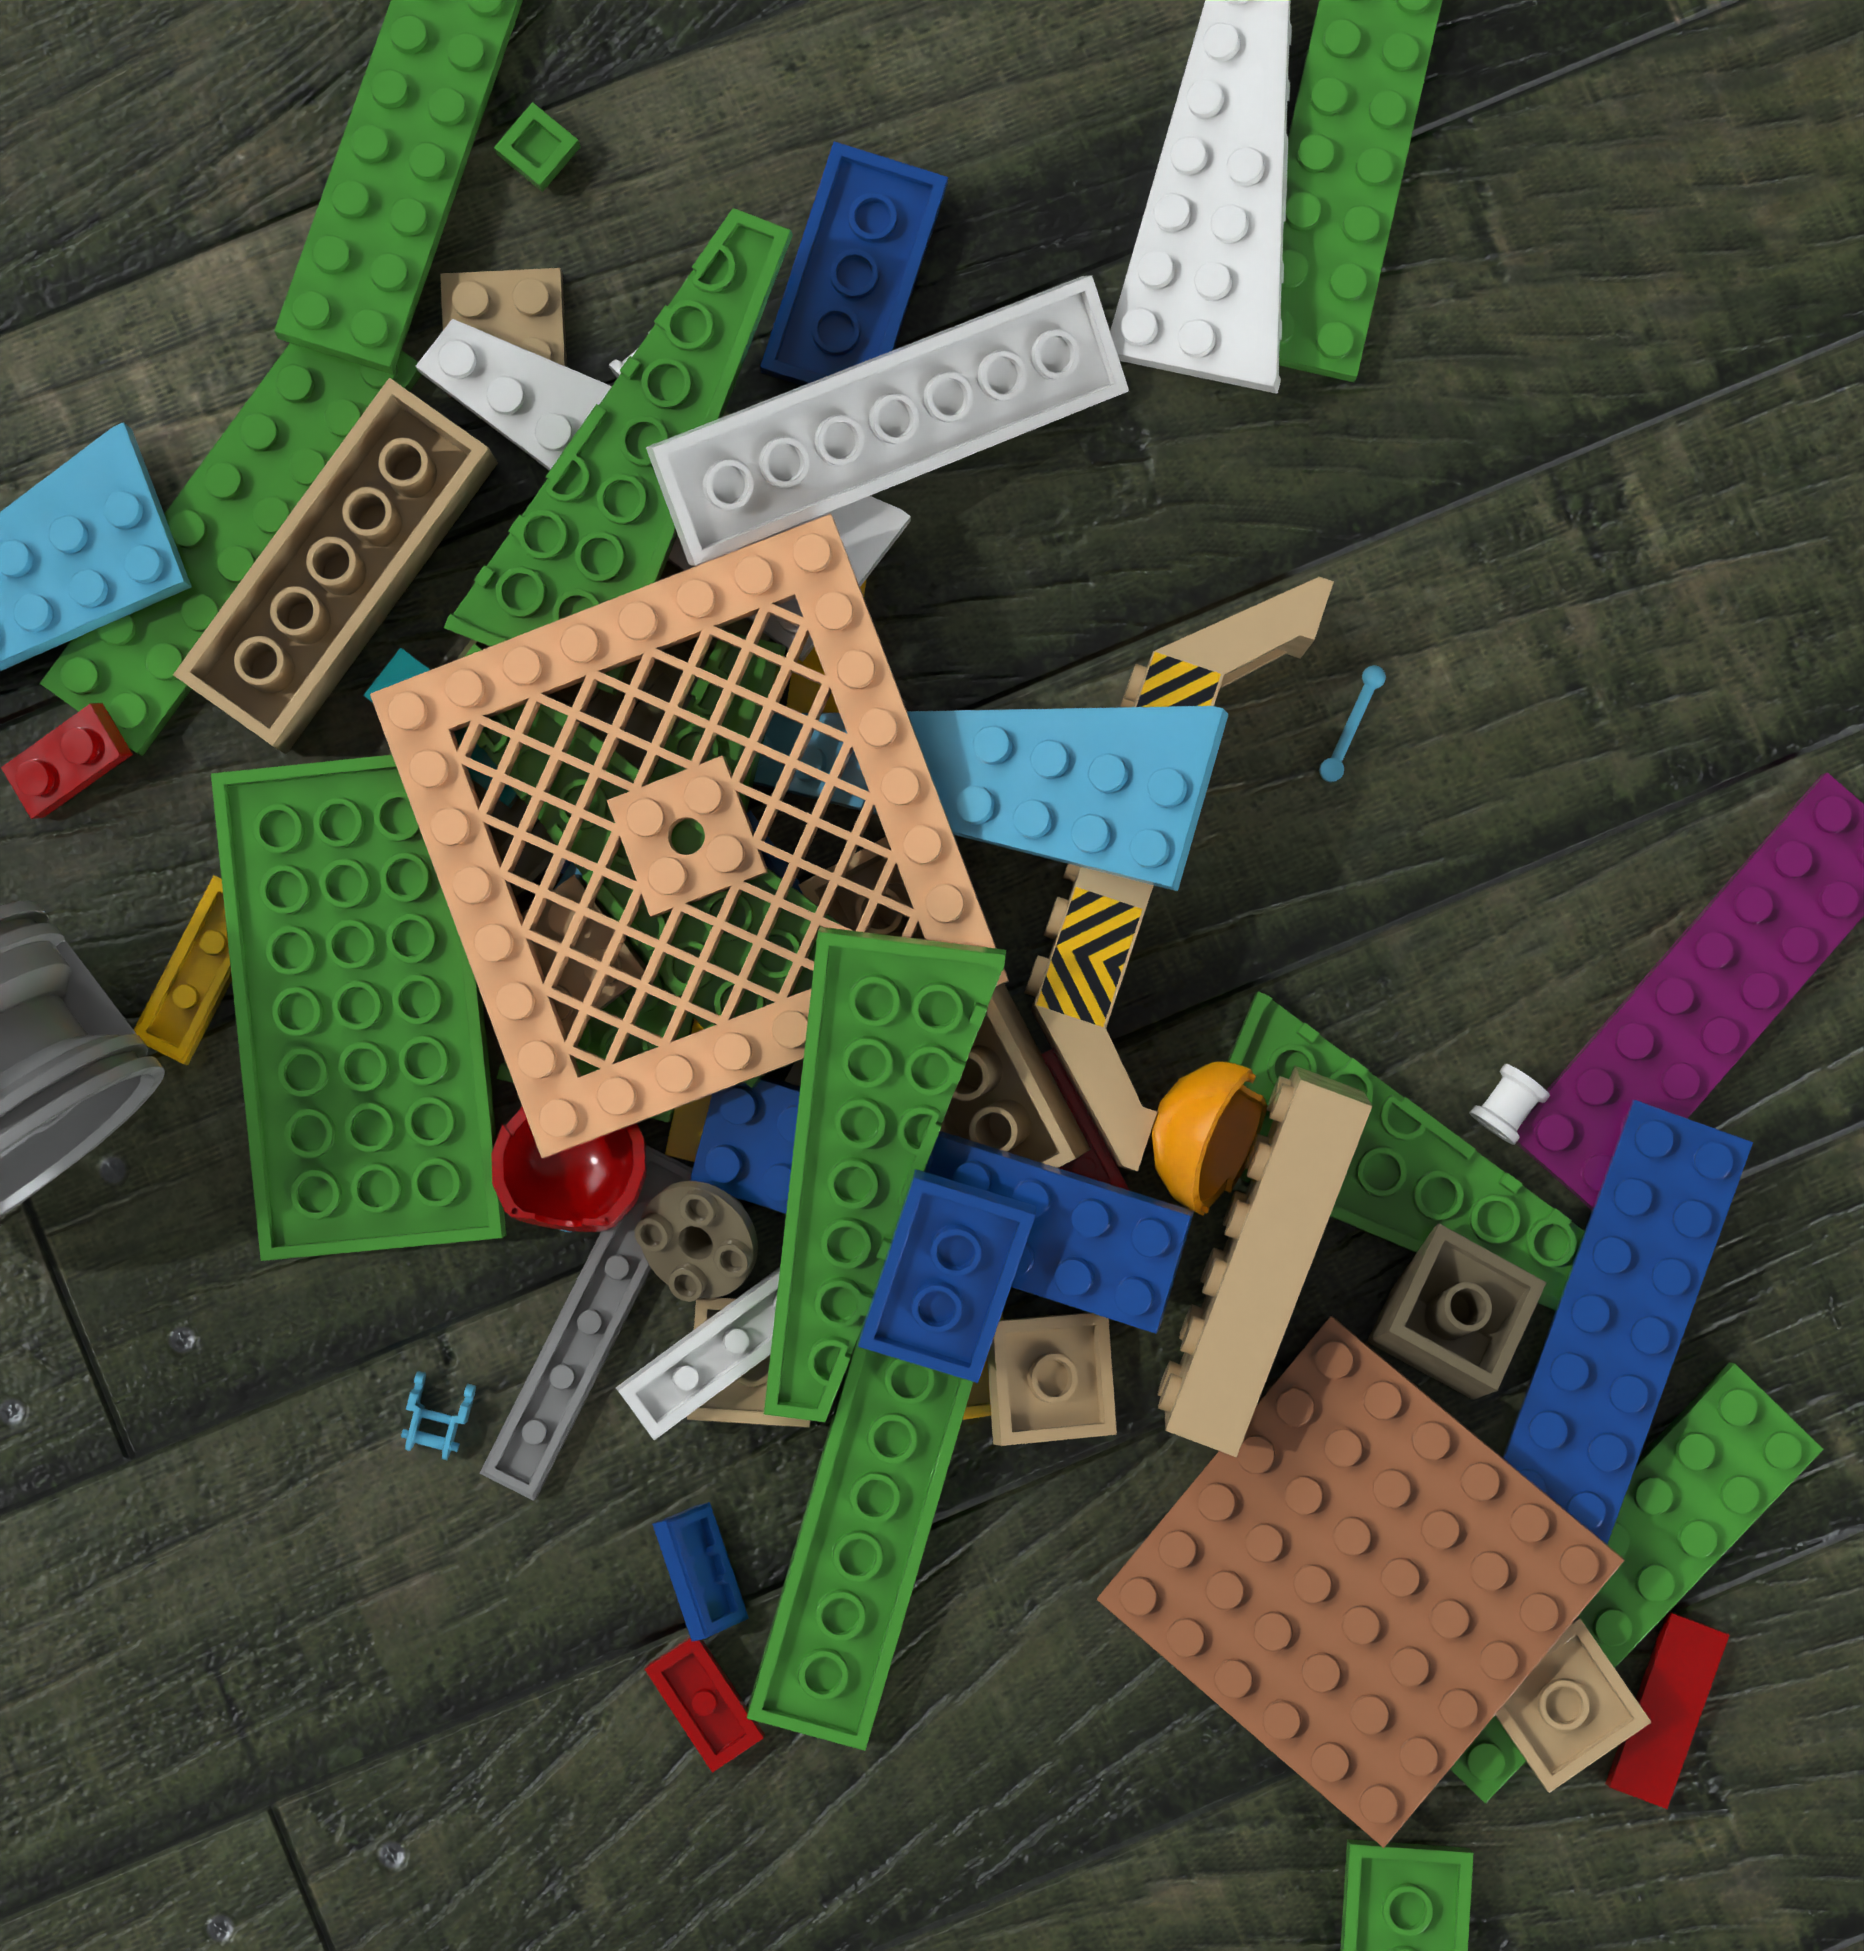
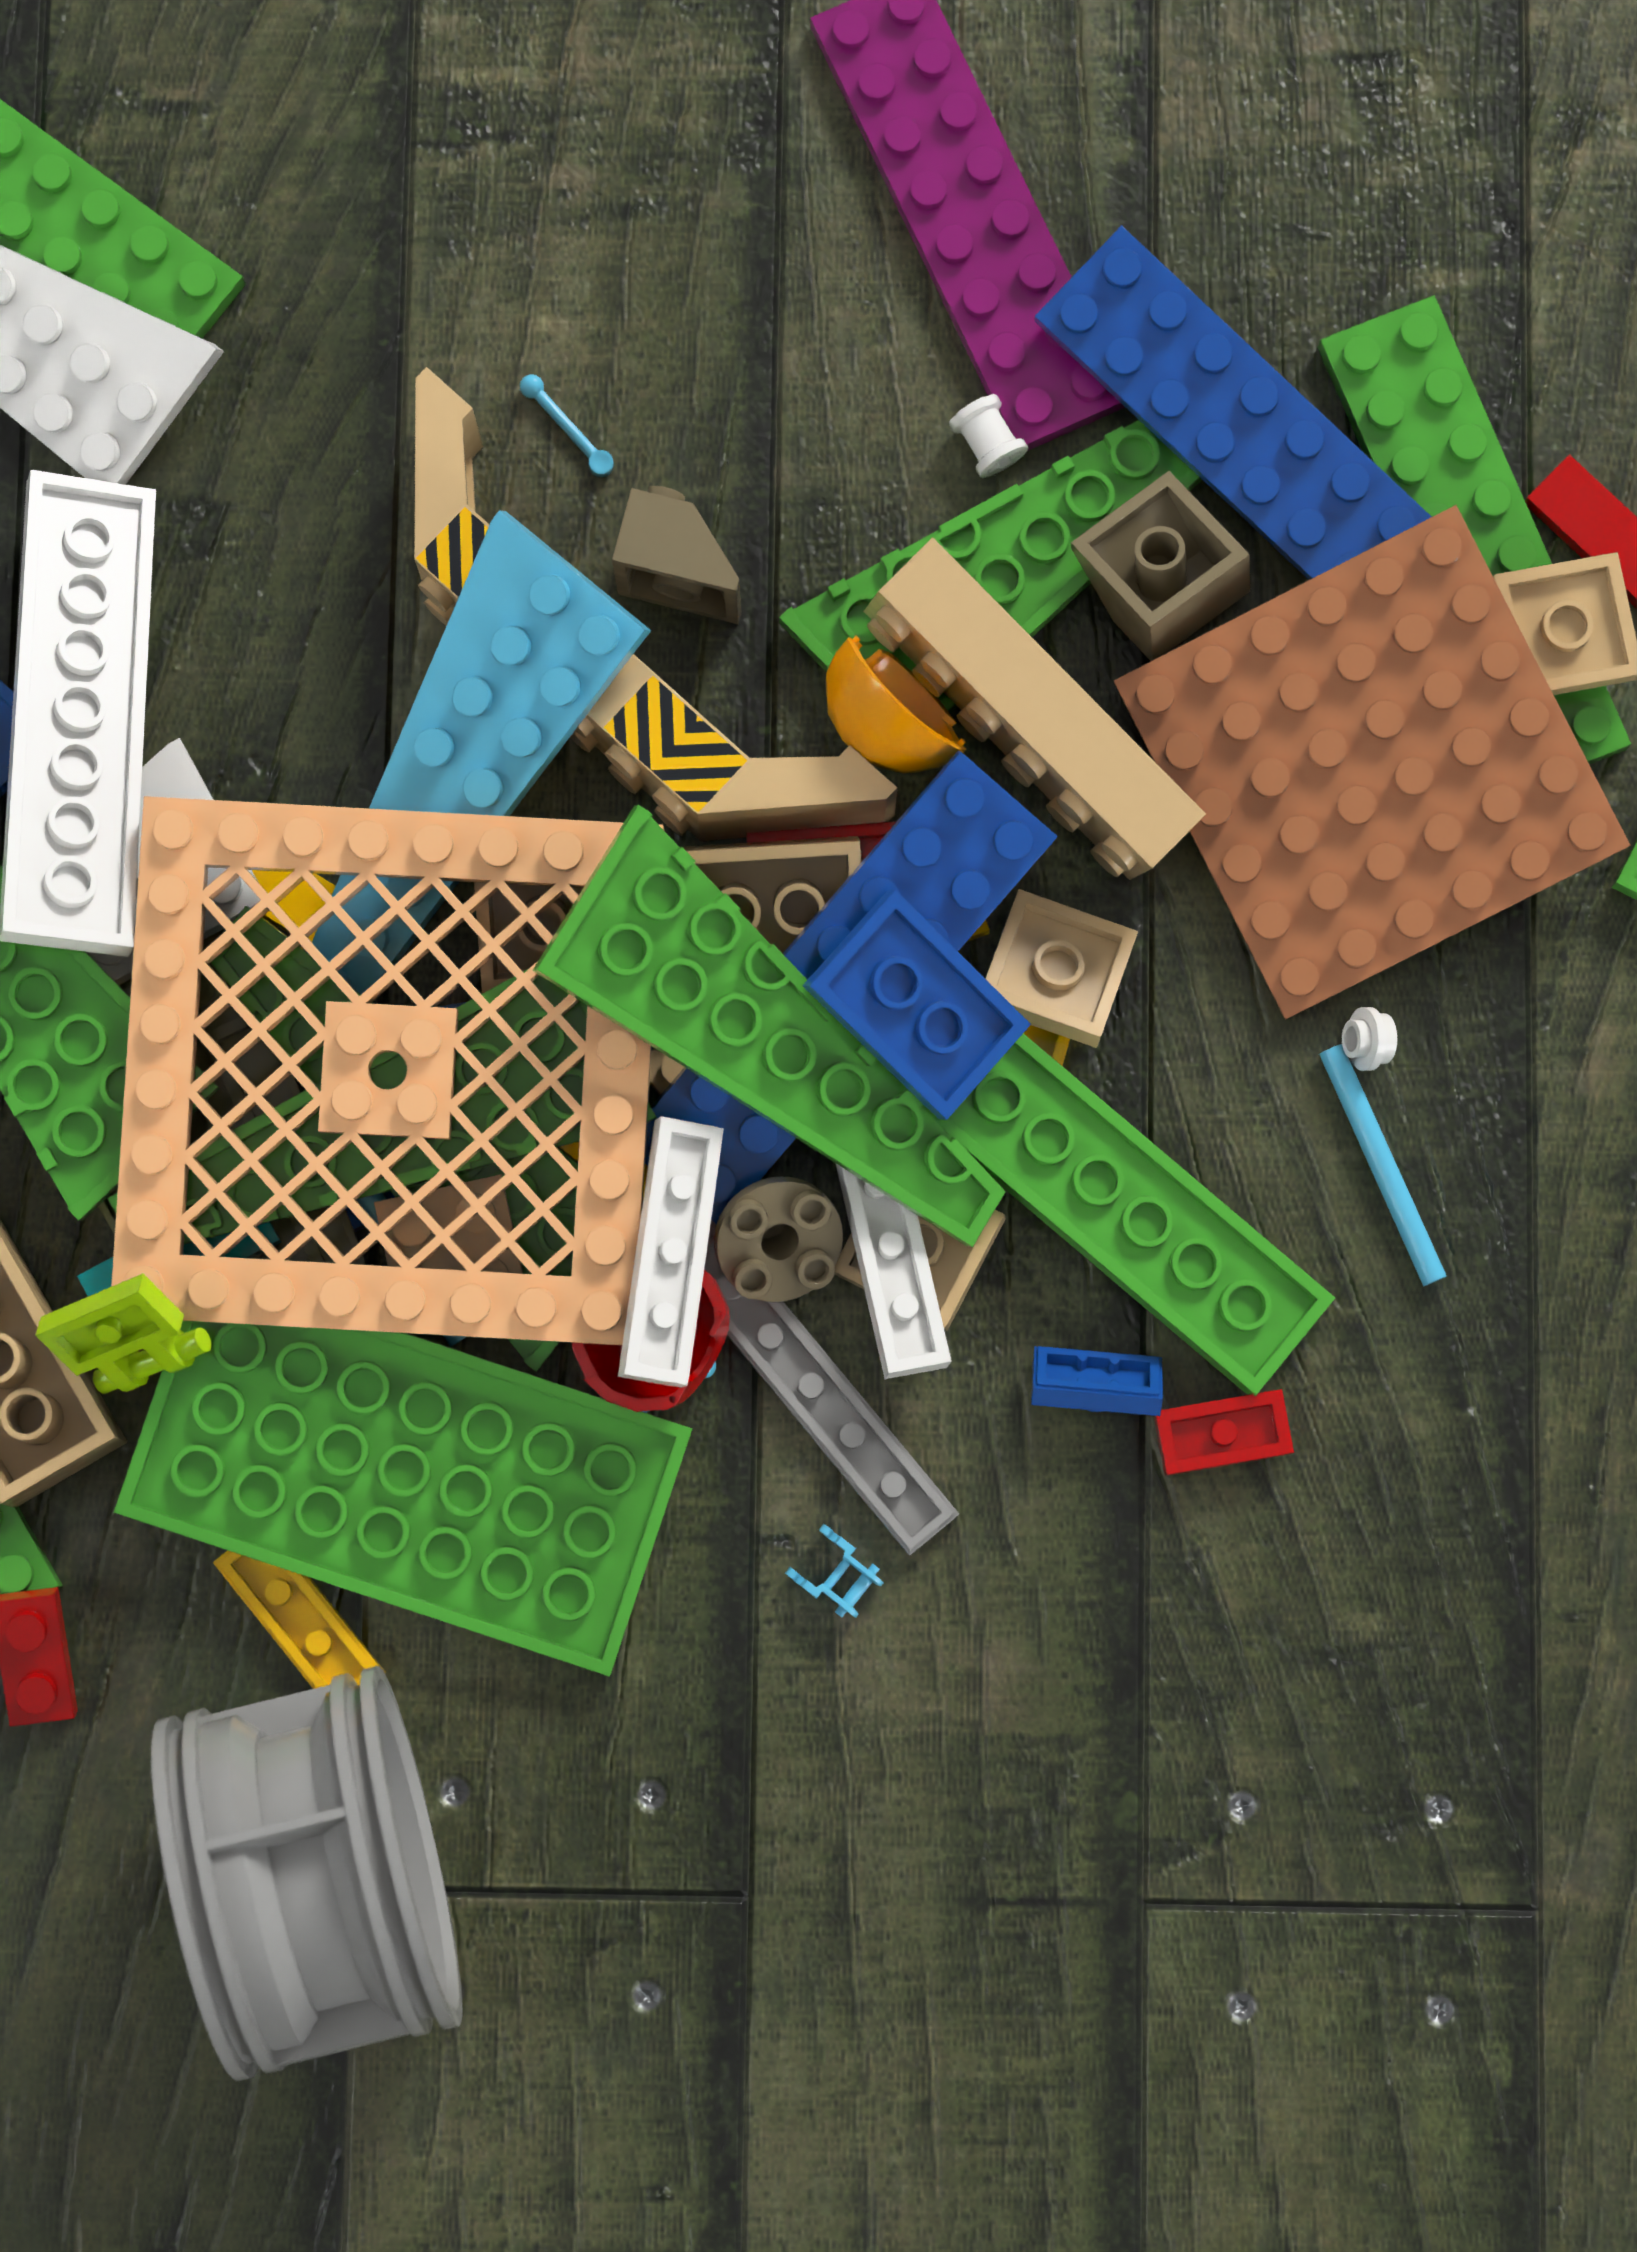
camera: 65 degrees left, 5 degrees down
(355, 713) = (112, 1327): none -> lime plate
(634, 1155) = (670, 1252): none -> white plate
(1005, 1740) = (1383, 1165): none -> medium azure bar
(1111, 1682) = (1369, 1038): none -> white plate
(1267, 873) = (673, 558): none -> dark tan slope

